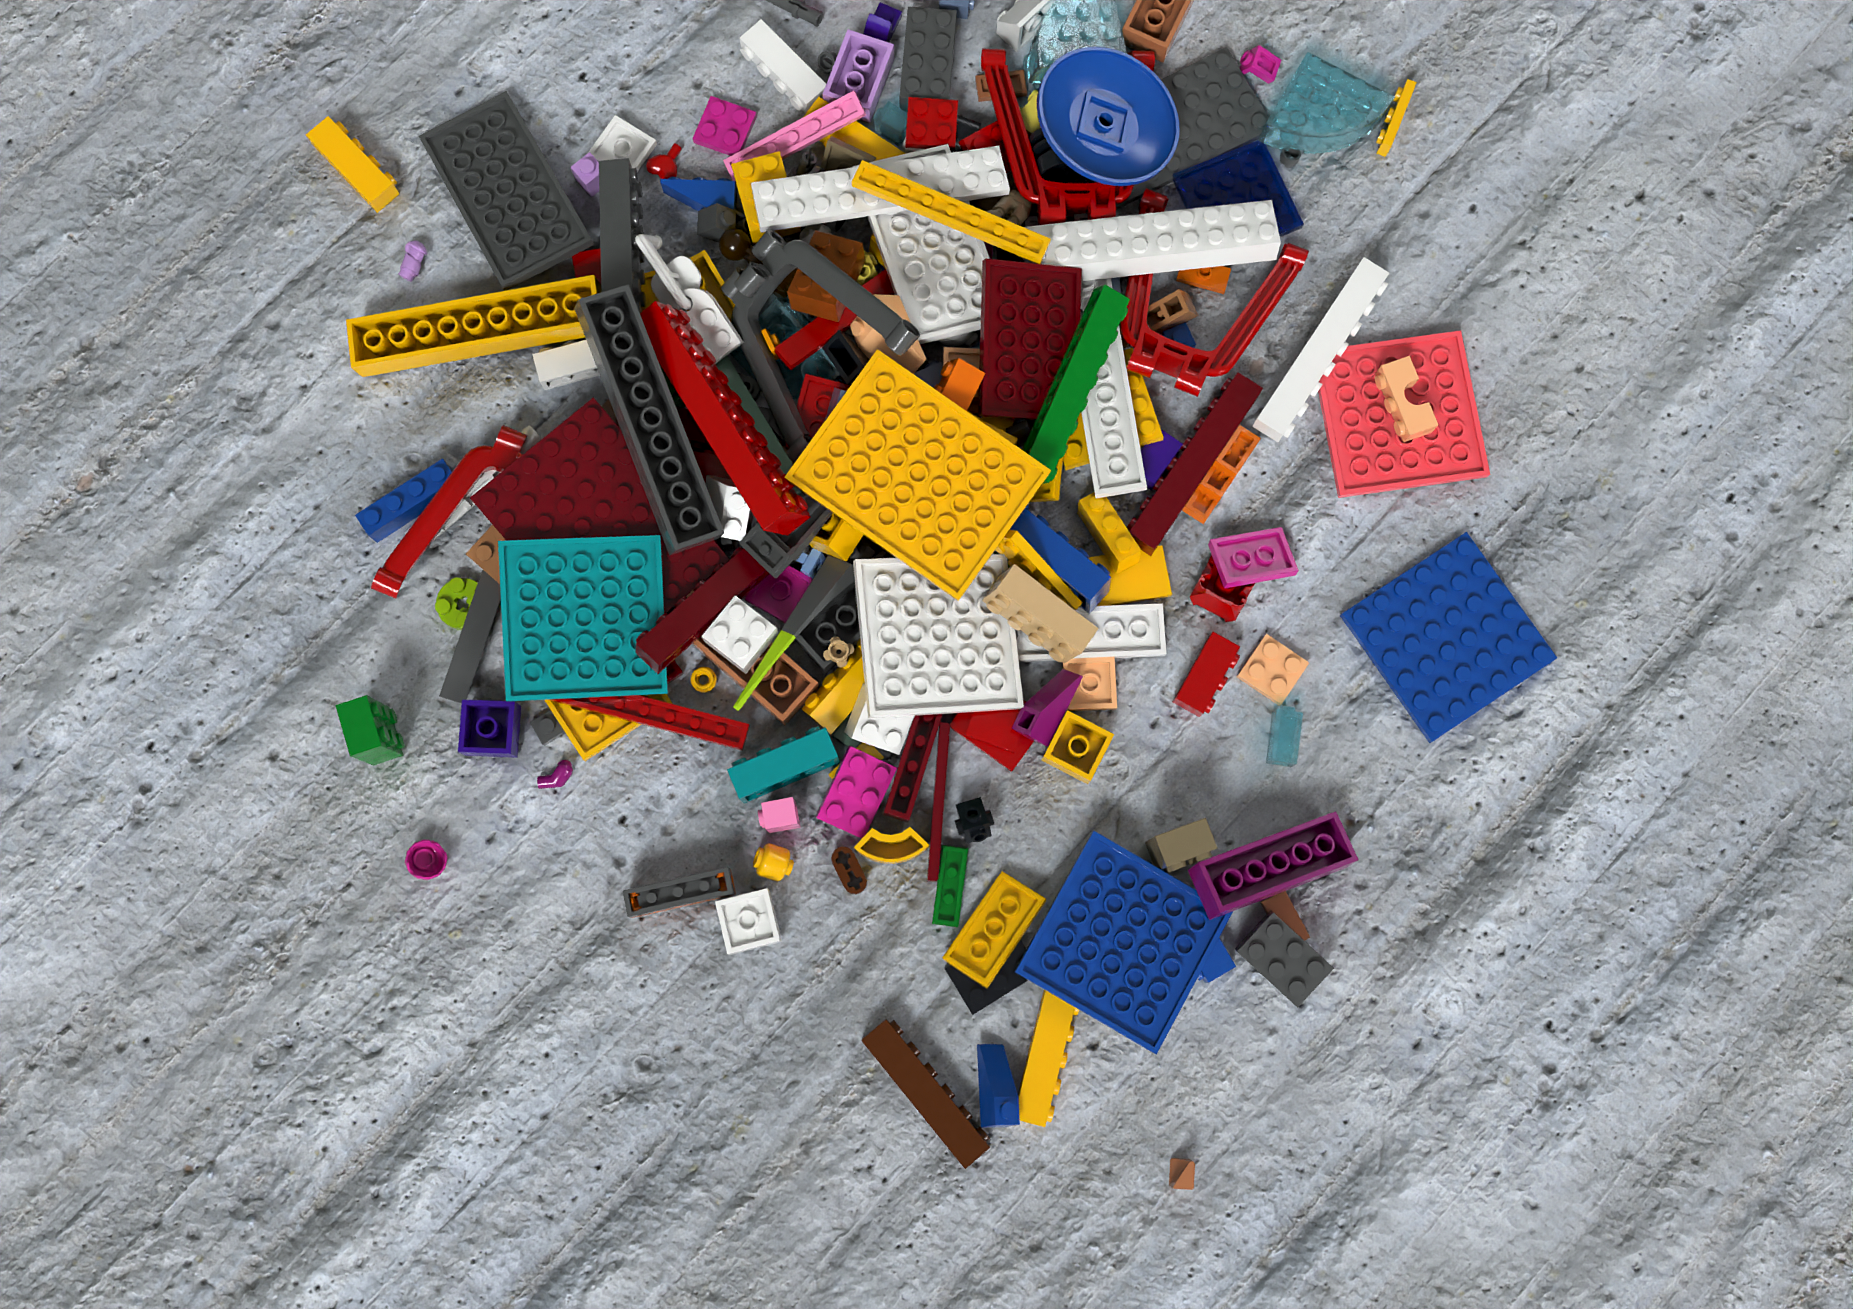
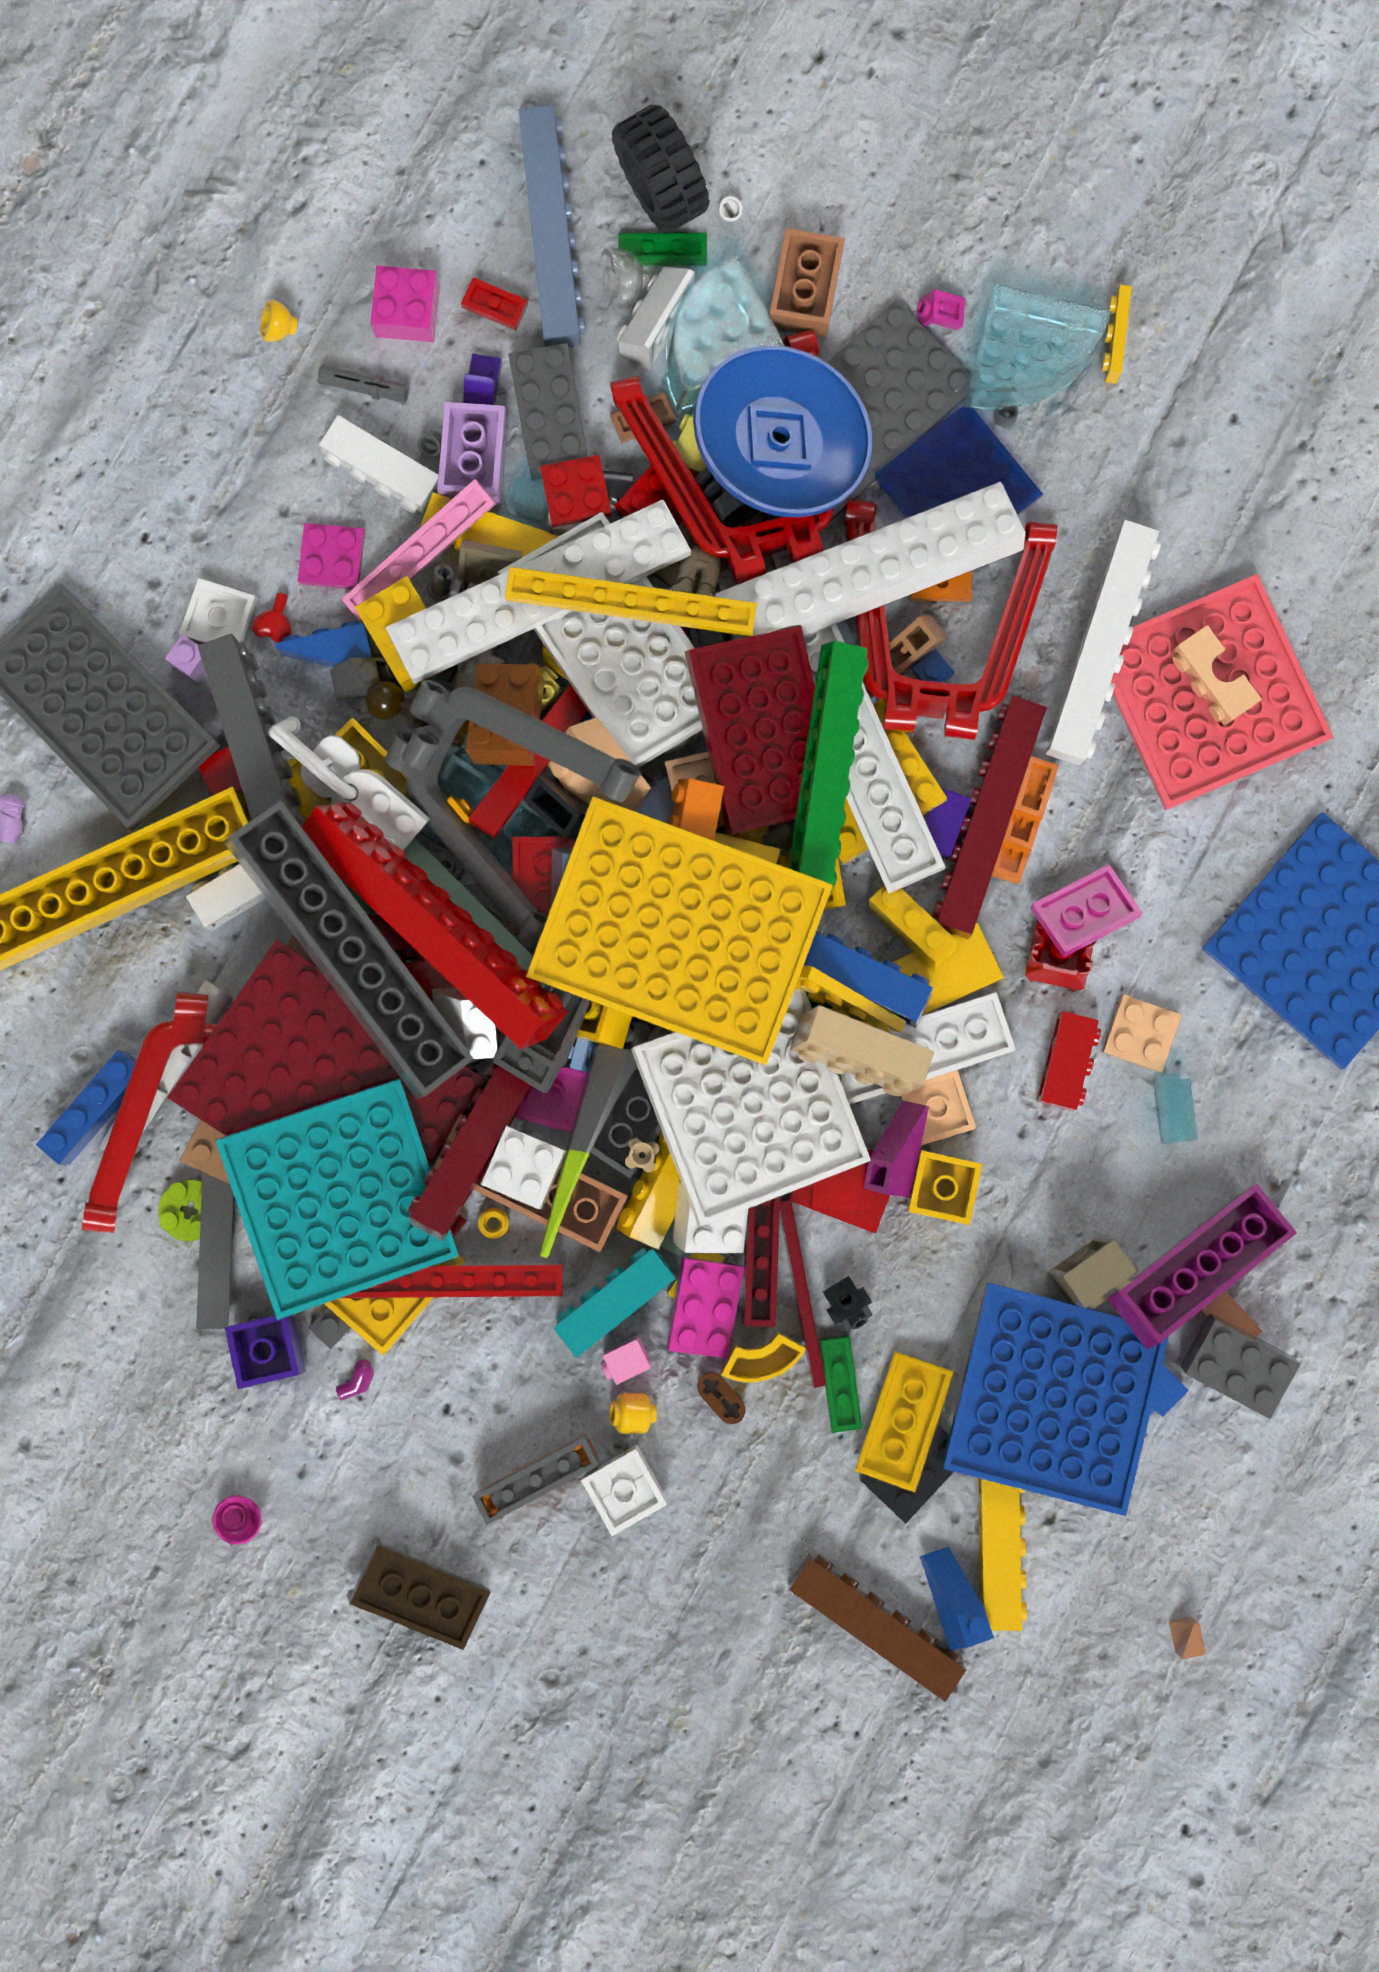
camera: 10 degrees left, 5 degrees up
(370, 730) = (129, 1392): green brick -> none
(556, 962) = (418, 1595): none -> dark brown plate

